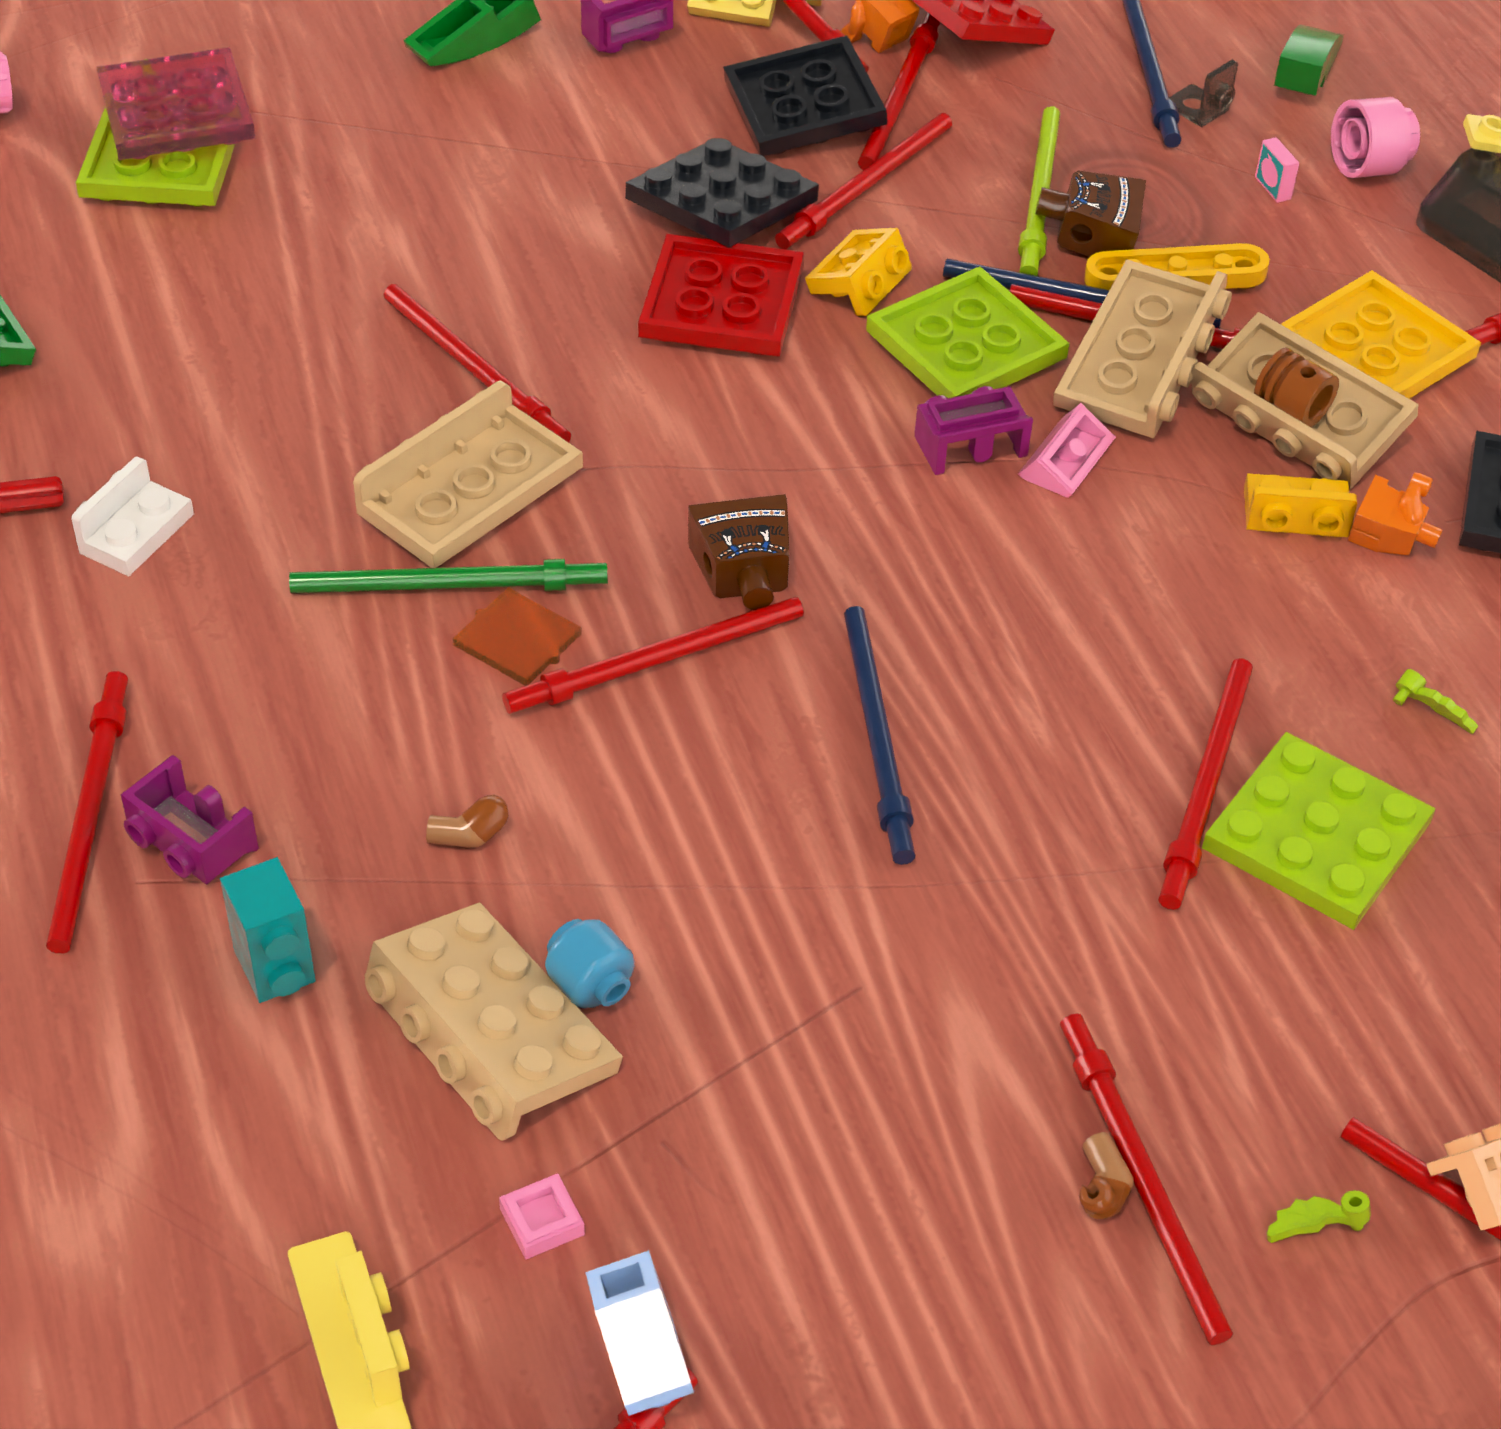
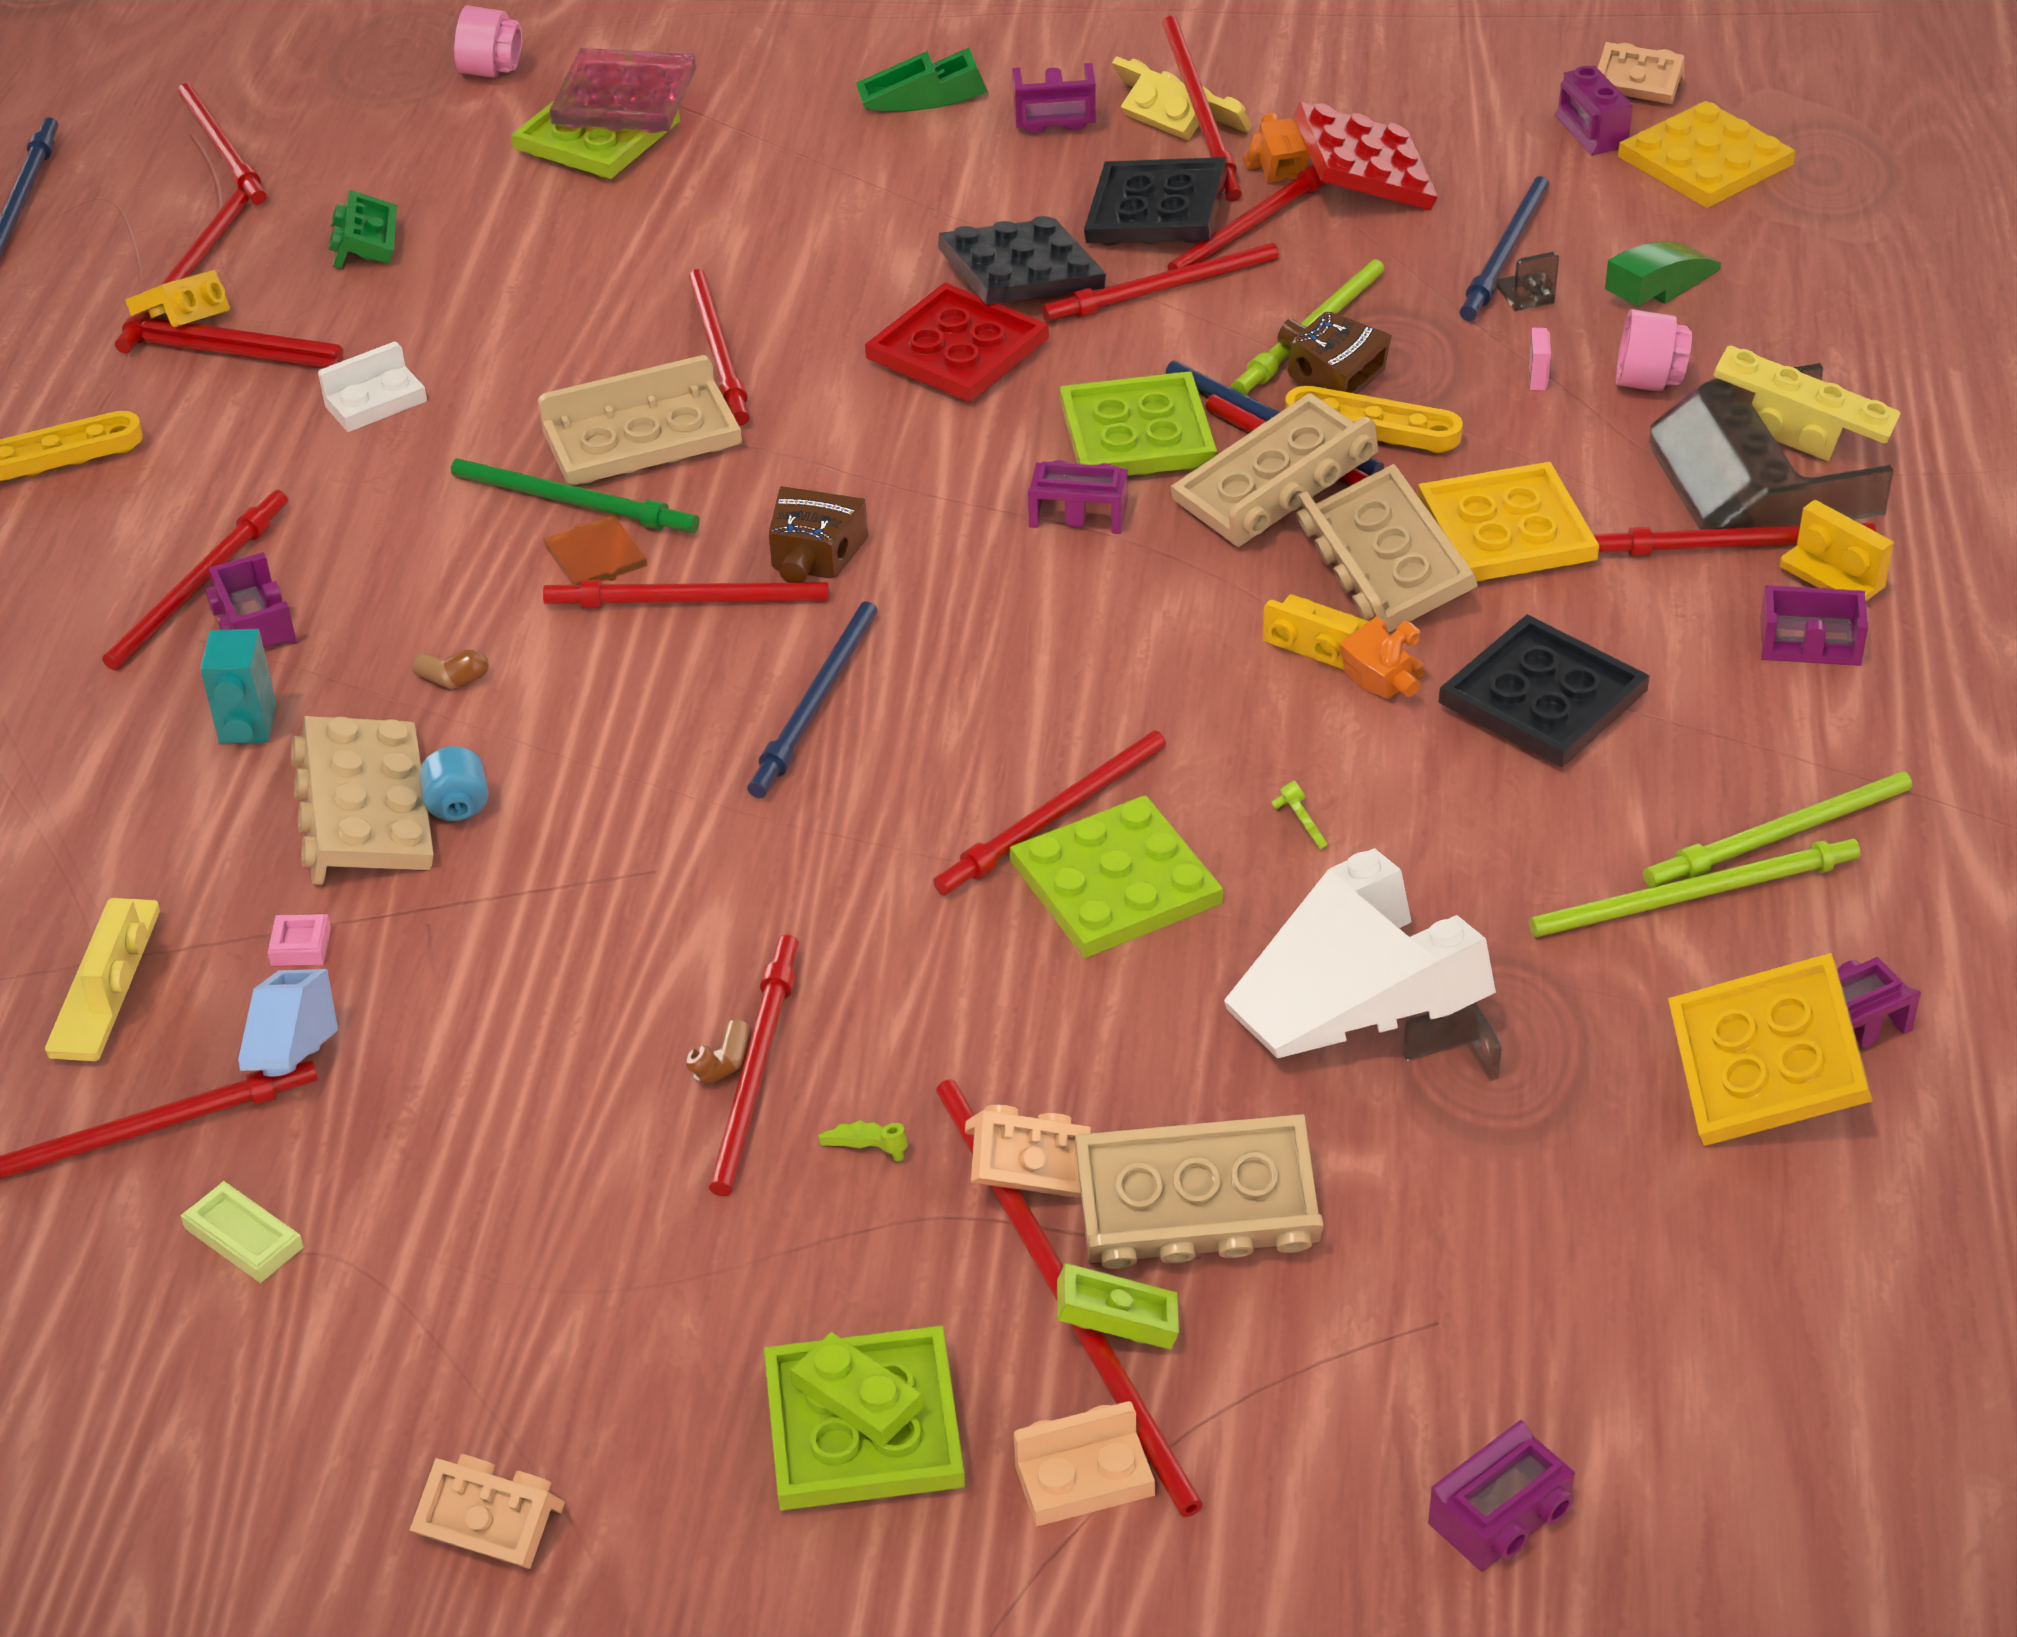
camera: 30 degrees right, 5 degrees down
(863, 267) = (1094, 351): yellow bracket -> none
(1068, 452) = (1152, 537): bright pink slope -> none
(1297, 386) = (1367, 528): dark orange piece -> none

